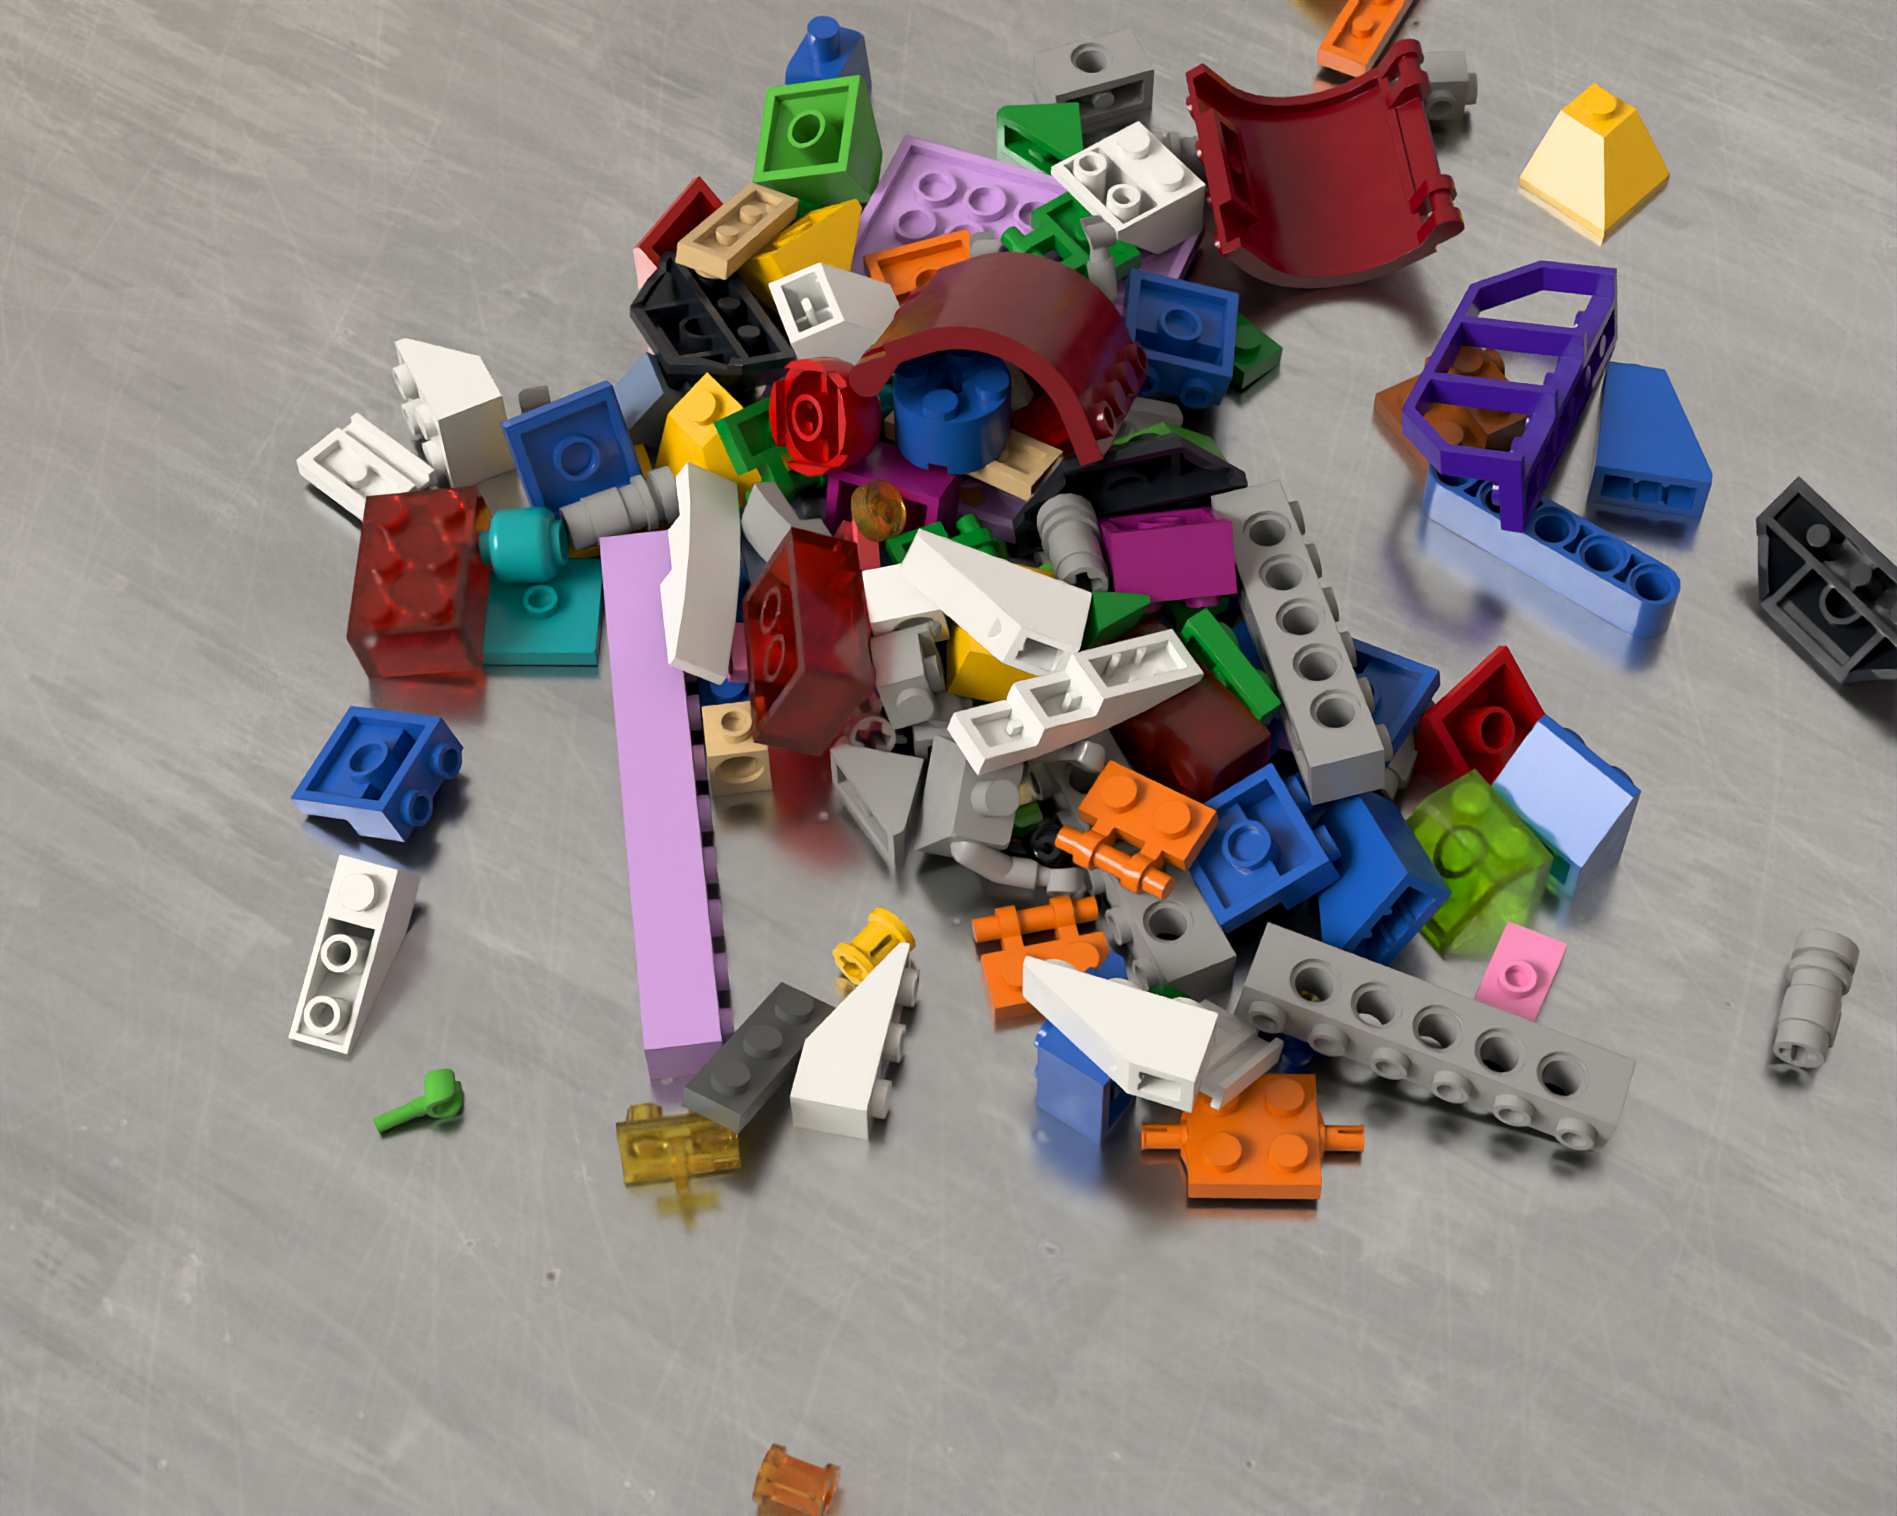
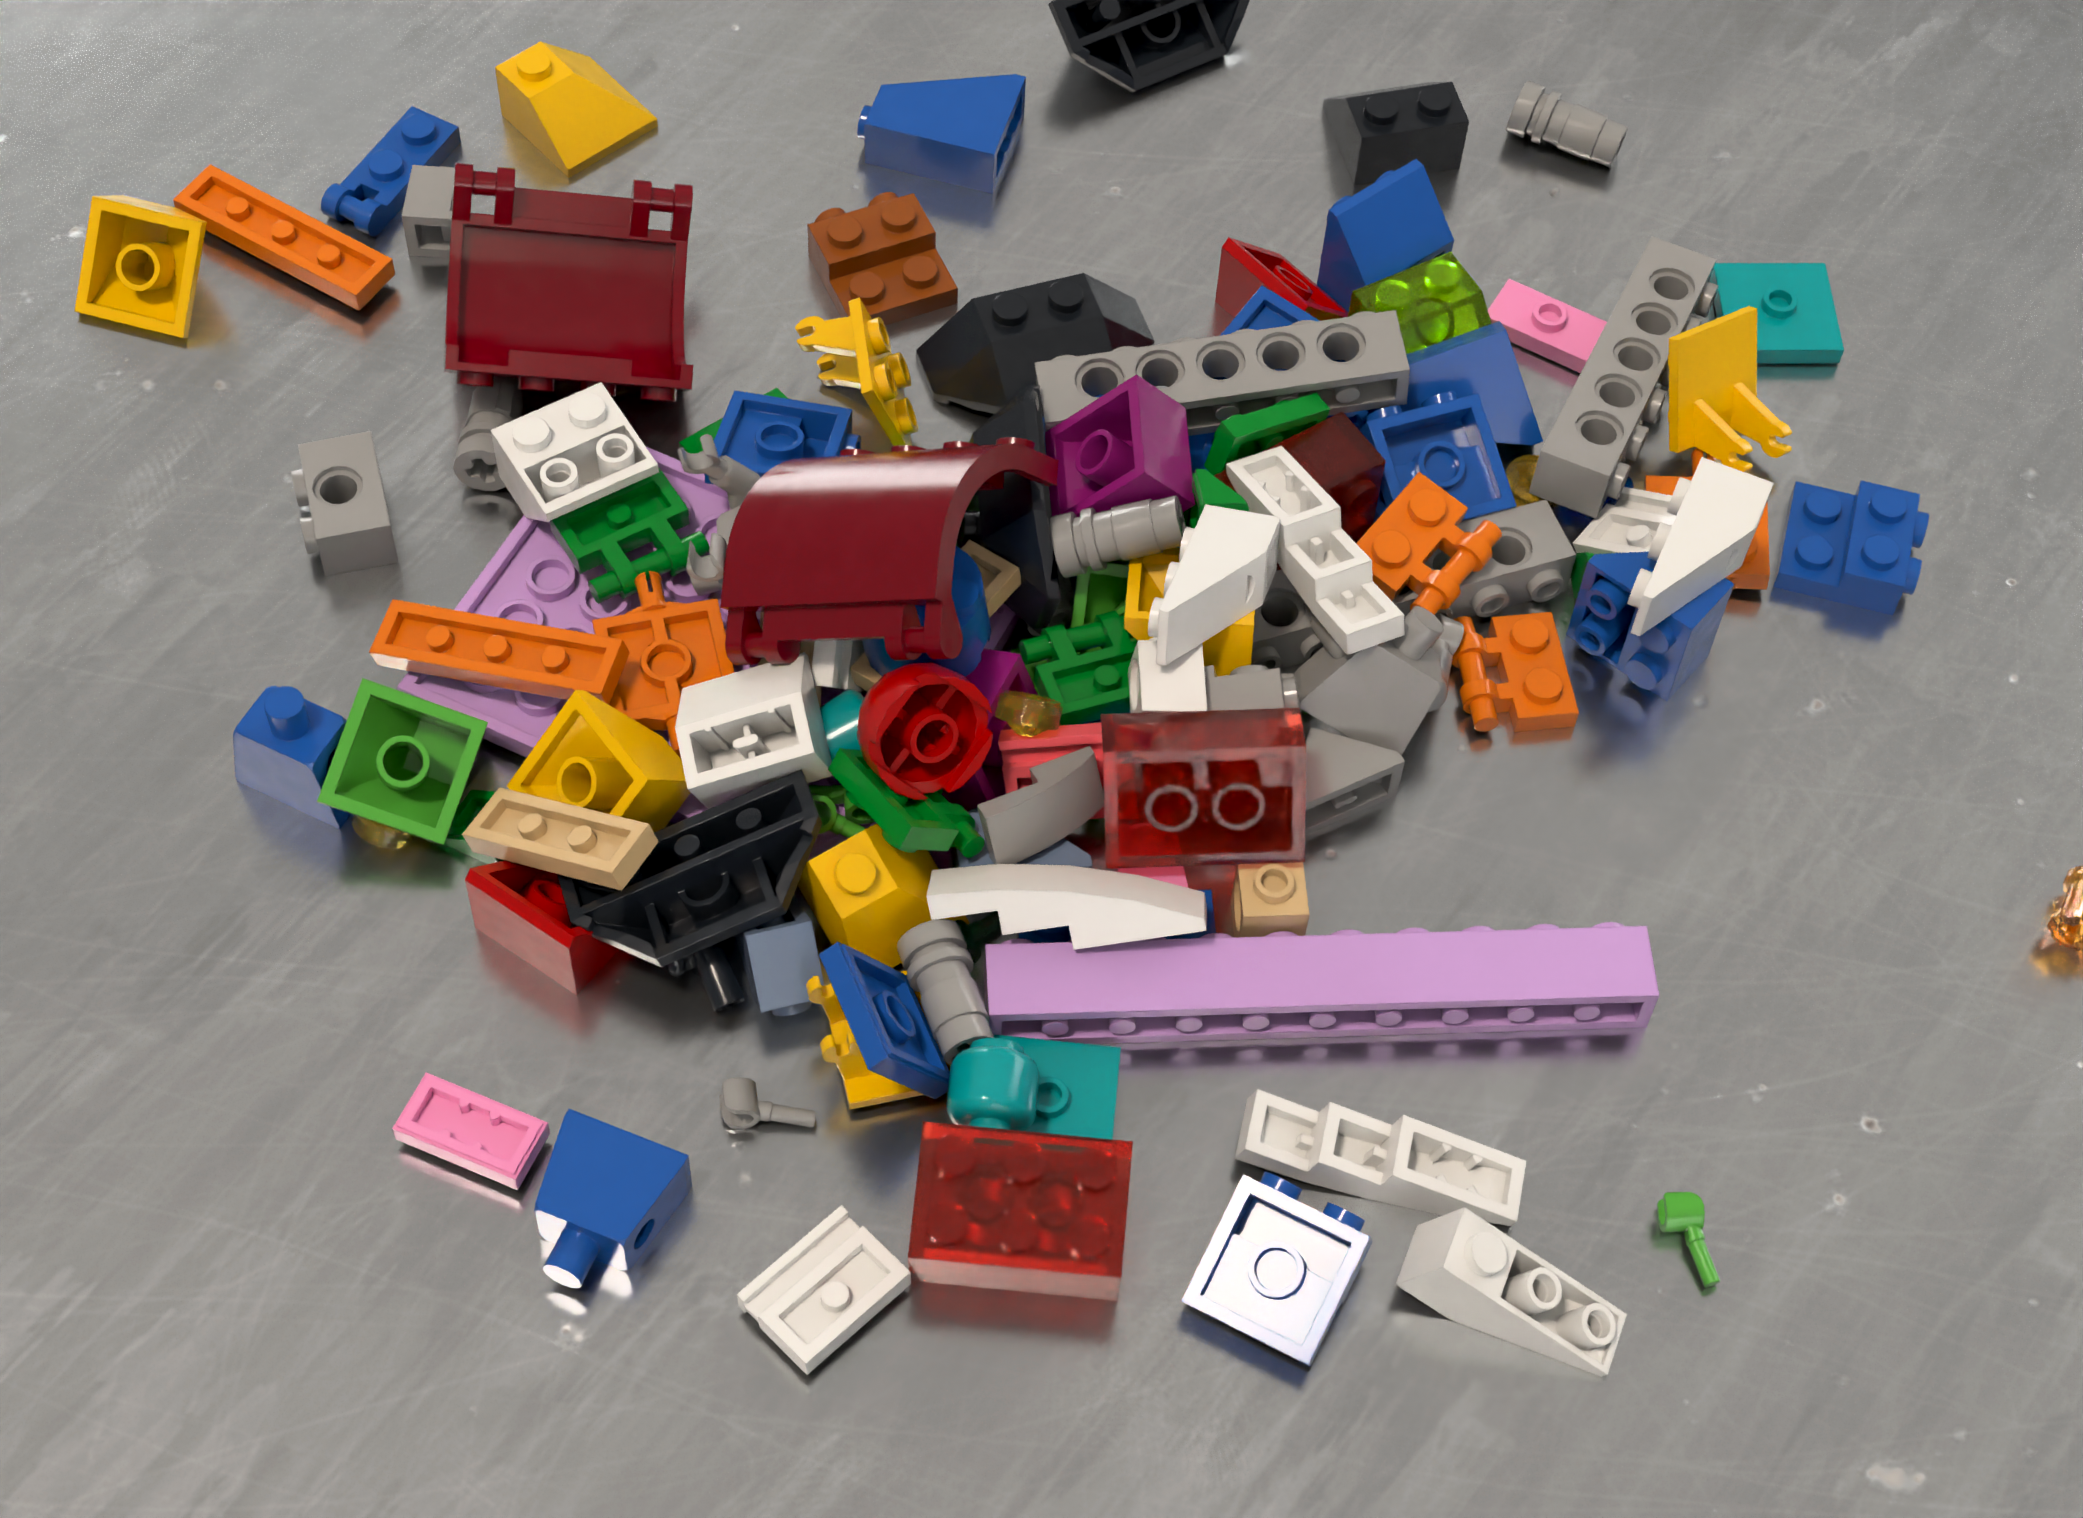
camera: 90 degrees left, 0 degrees up
(446, 312) = (605, 1196): none -> blue torso
(455, 410) = (778, 1166): white slope -> none
(489, 852) = (1378, 1161): none -> white slope
(503, 244) = (471, 1131): none -> bright pink plate
(673, 1146) = (1739, 1015): clear yellow hips -> none
(755, 1058) = (1668, 903): dark grey plate -> none
(847, 1056) = (1635, 831): white slope -> none
(883, 930) = (1513, 806): yellow bush -> none
(921, 174) = (498, 651): none -> orange plate
(1039, 134) = (443, 549): green slope -> none
(1259, 1280) = (1852, 545): none -> blue plate
(1285, 402) = (864, 361): none -> yellow plate
(1380, 548) = (995, 339): none -> black wedge
(1426, 1113) = (1717, 392): none -> yellow plate
(1497, 62) = (386, 171): none -> blue plate
(1550, 408) = (903, 159): dark purple plate -> none
(1562, 554) = (1064, 212): blue beam -> none
(1590, 1221) = (1793, 311): none -> teal plate
(1764, 831) = (1397, 125): none -> black slope

